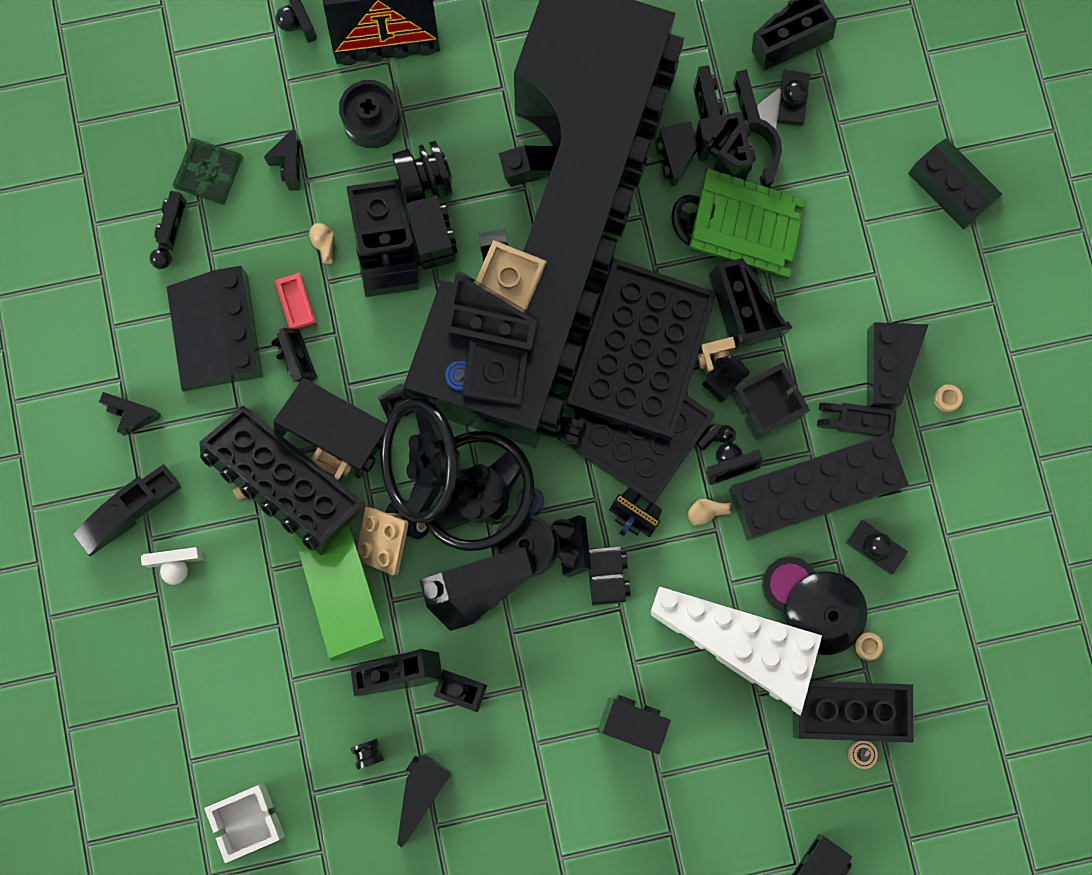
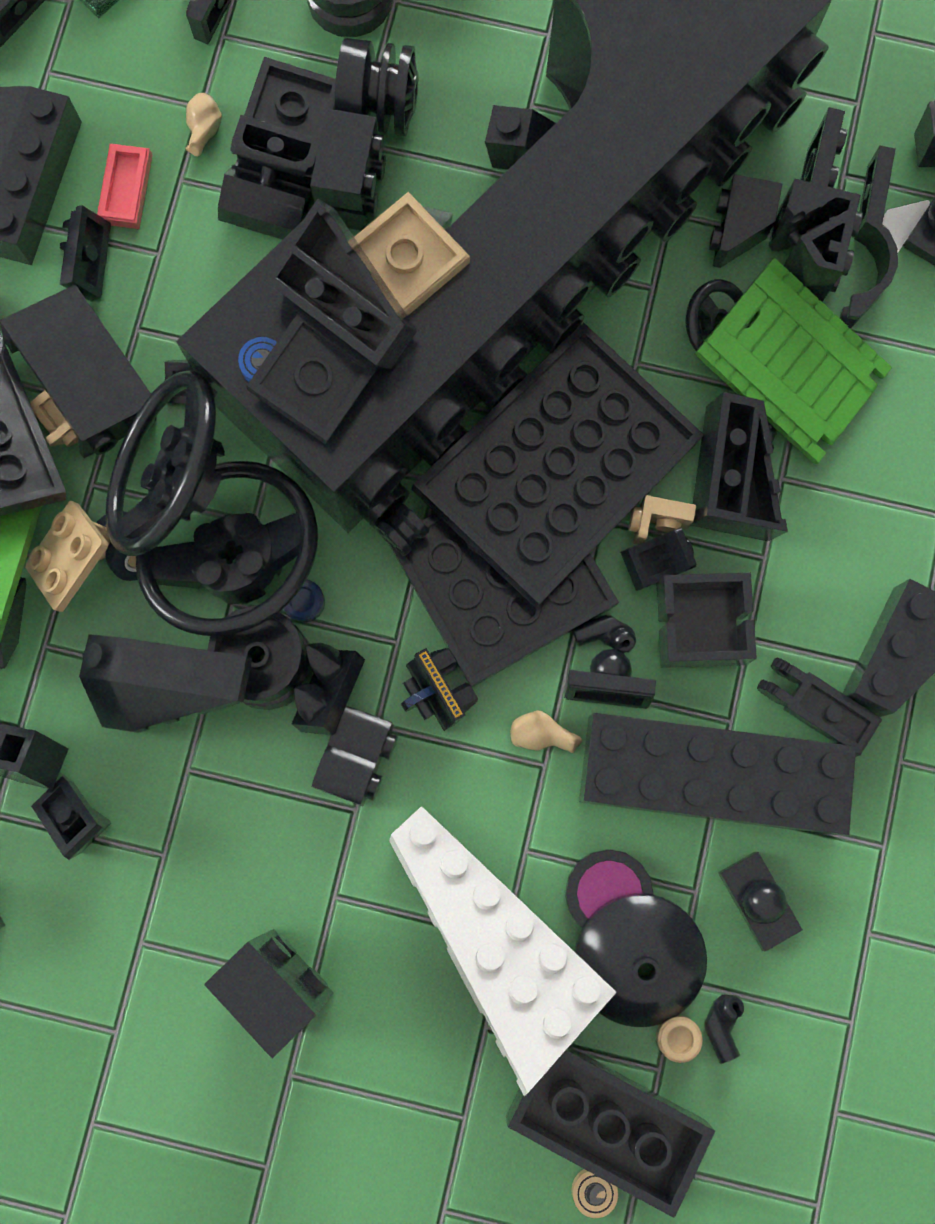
camera: 25 degrees right, 0 degrees up
(887, 627) = (720, 1023): none -> black arm

